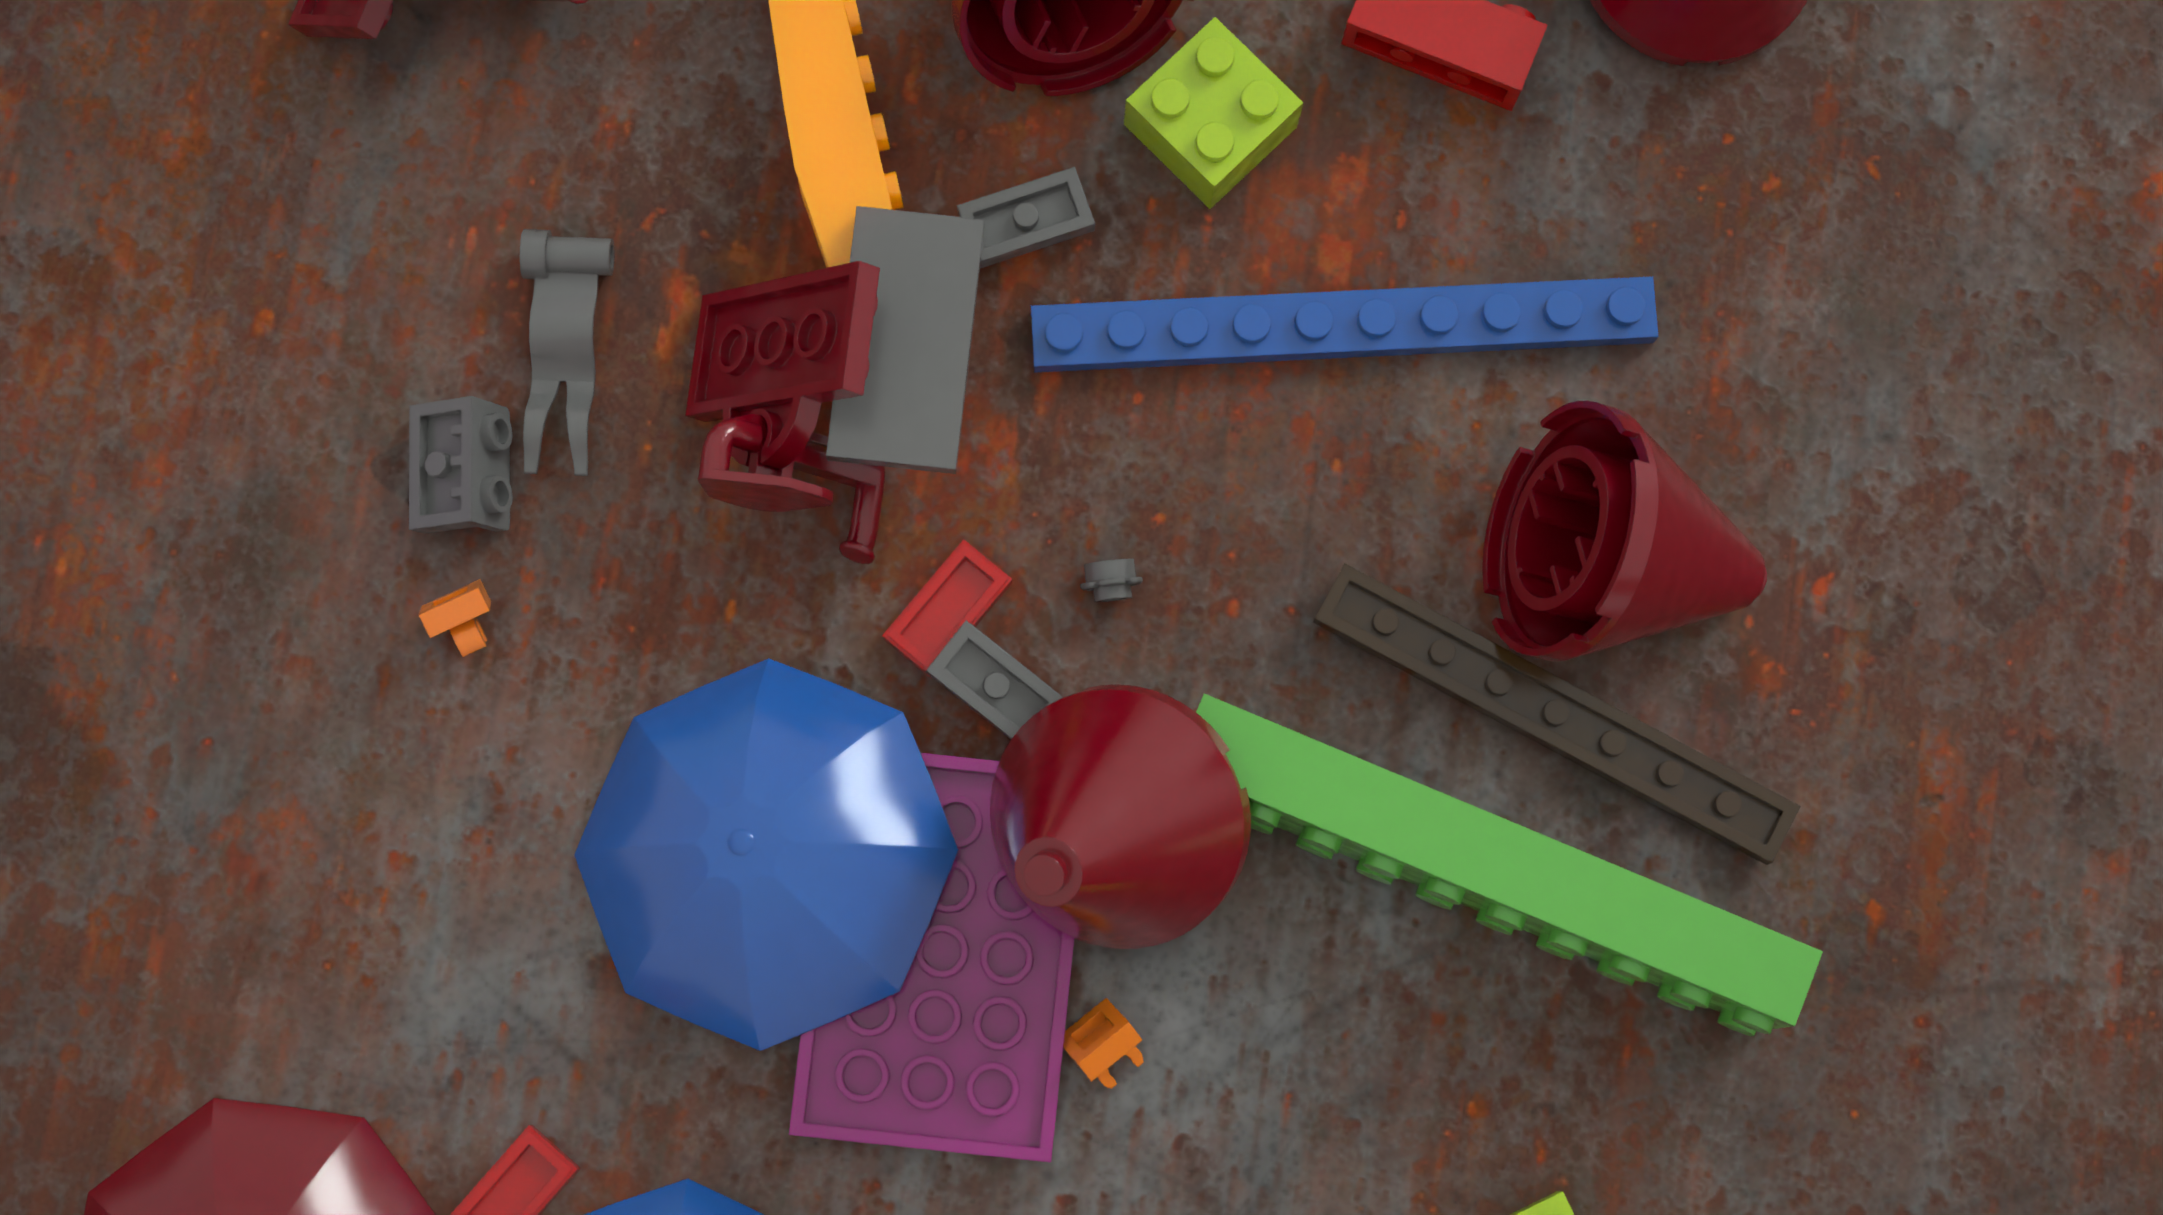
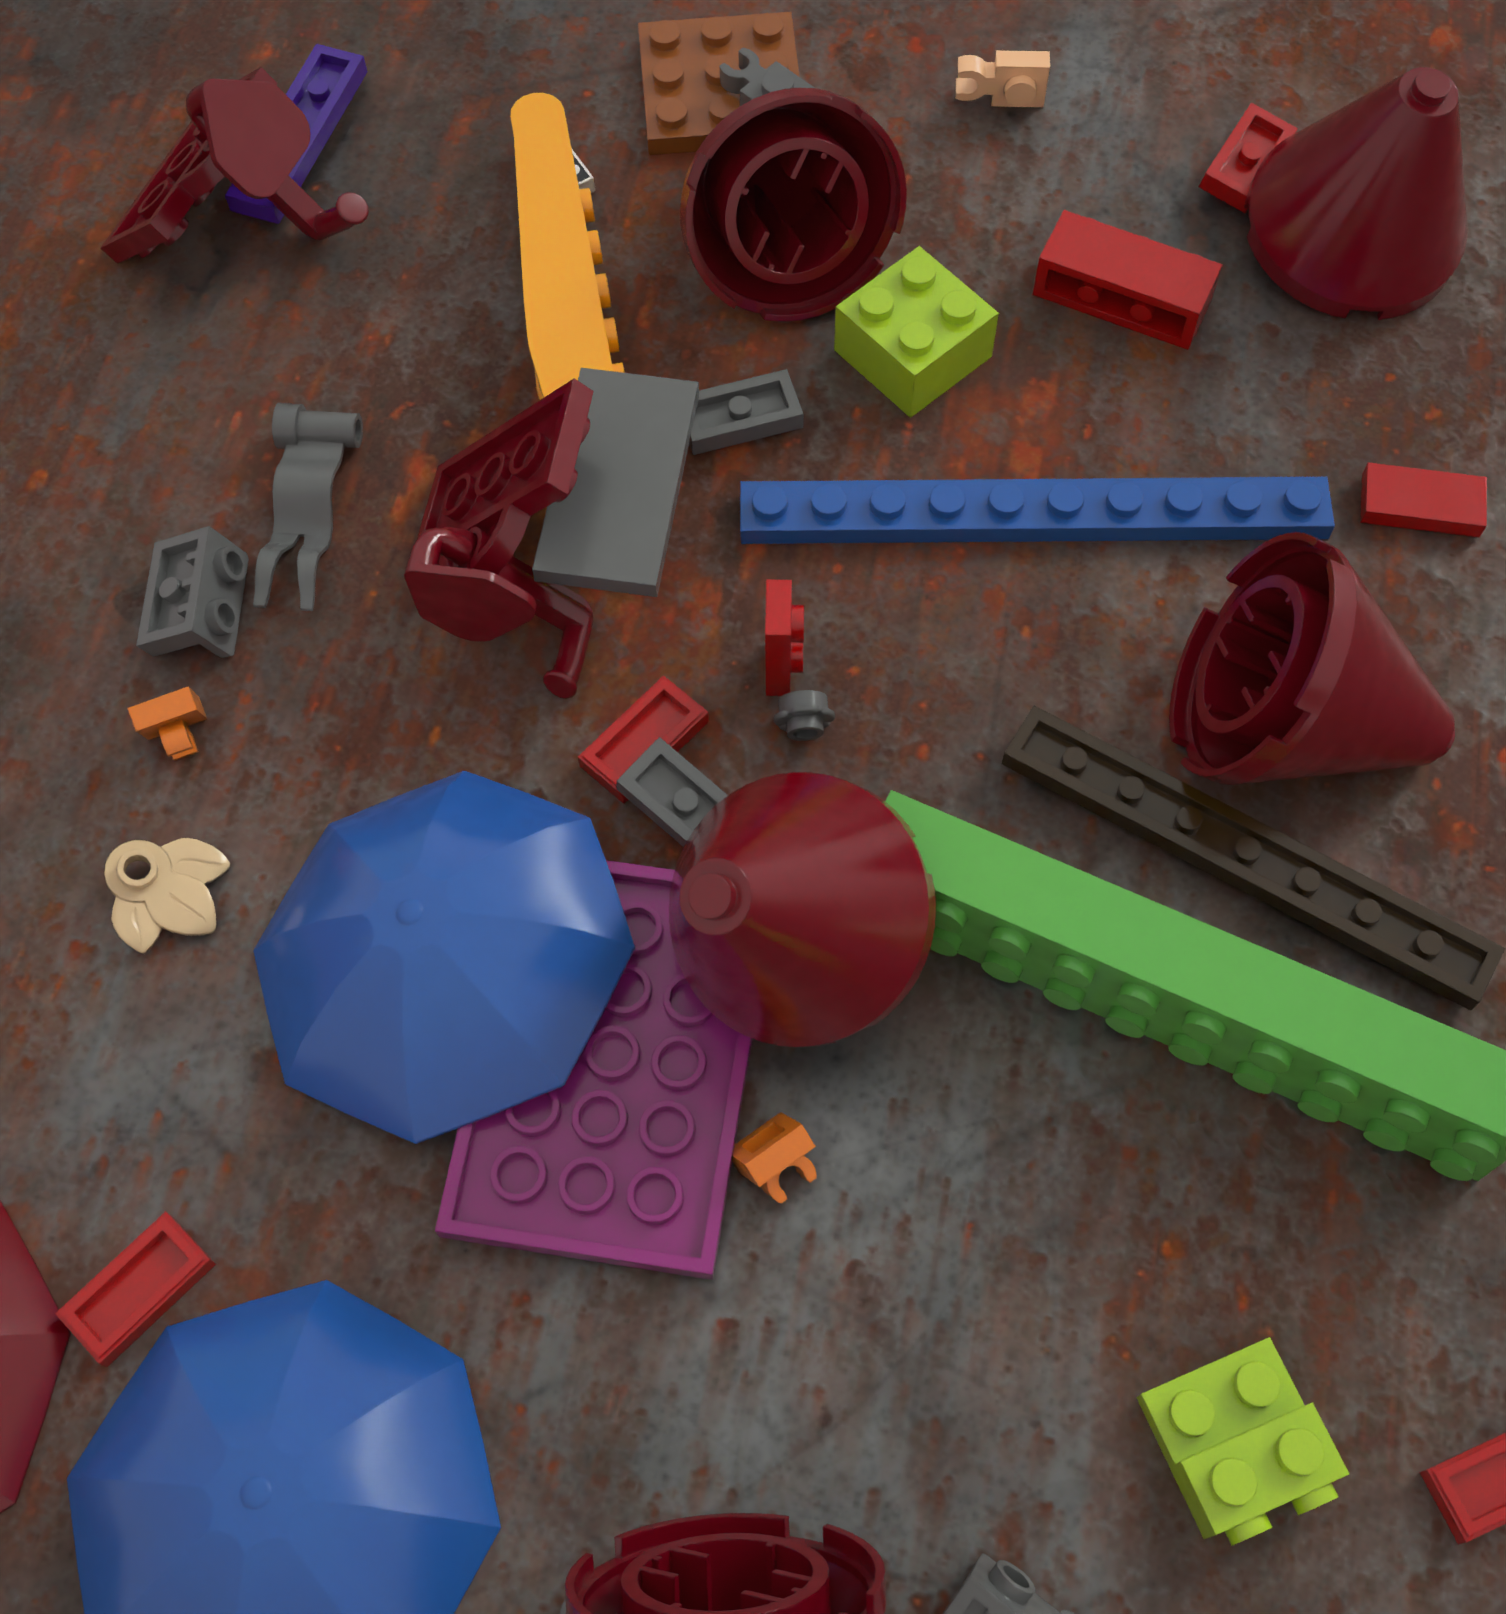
camera: 10 degrees right, 15 degrees down
(485, 805) = (169, 896): none -> tan plate
(1087, 506) = (782, 637): none -> red plate
(1753, 296) = (1424, 499): none -> red tile

